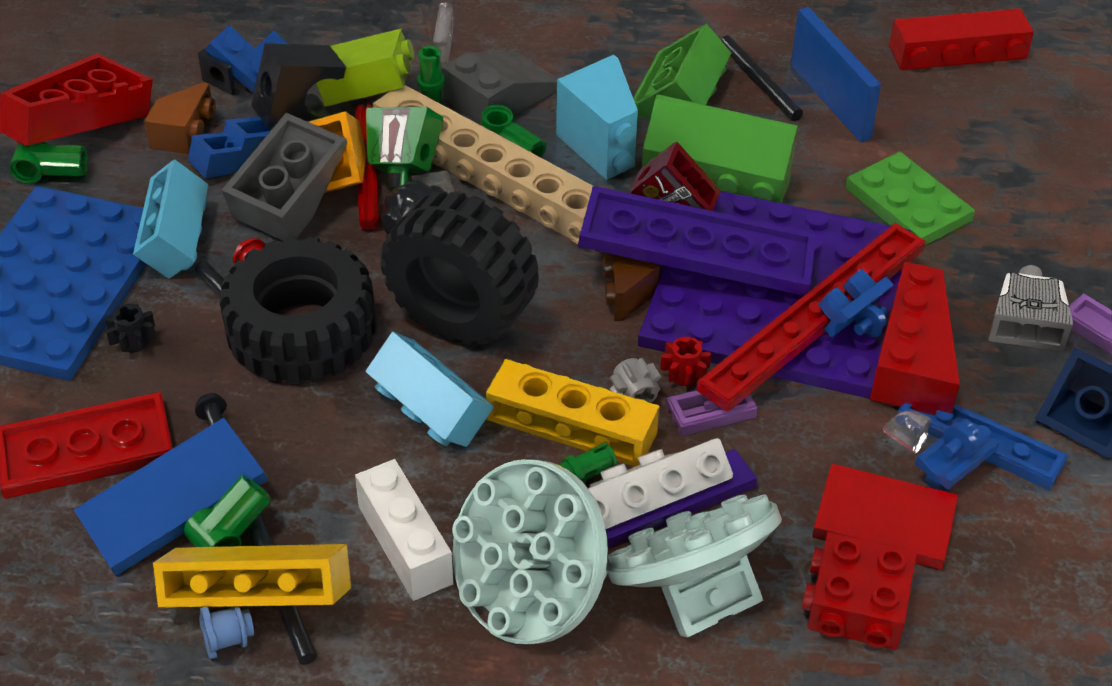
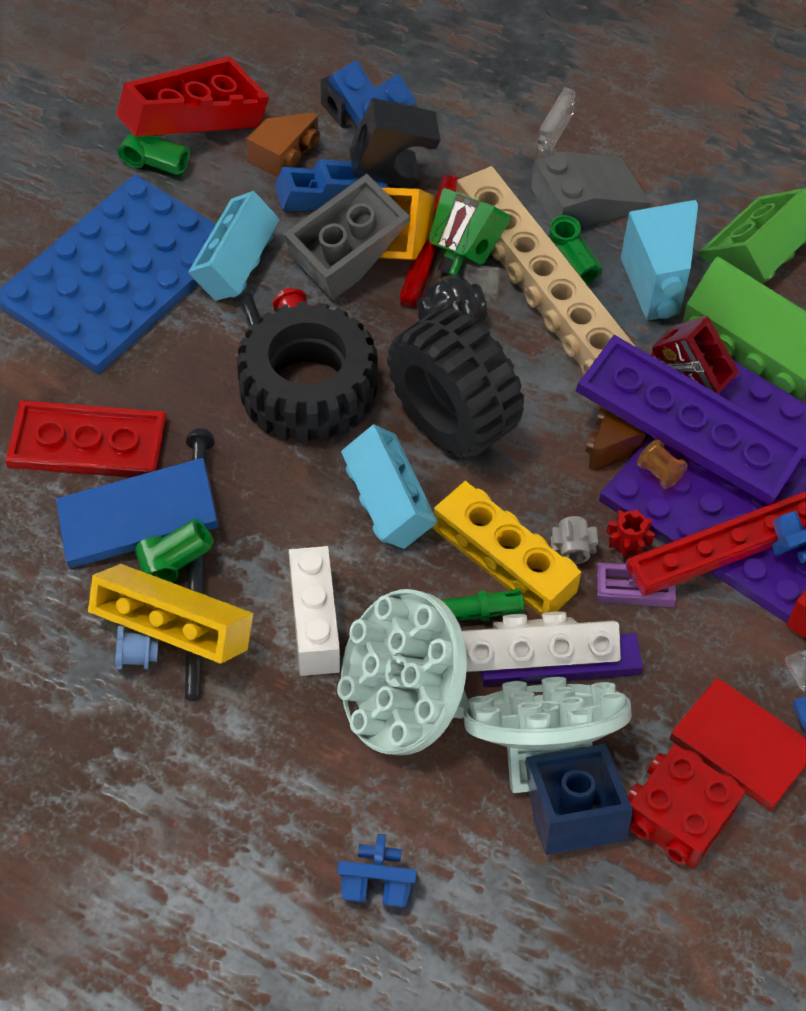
camera: 20 degrees right, 10 degrees up
(130, 328) = (162, 342): black gear -> none
(372, 67) = (469, 139): lime brick -> none
(431, 78) = (520, 168): green pin -> none
(689, 288) = (662, 464): none -> clear orange bush
(758, 617) = (577, 799): none -> dark blue slope

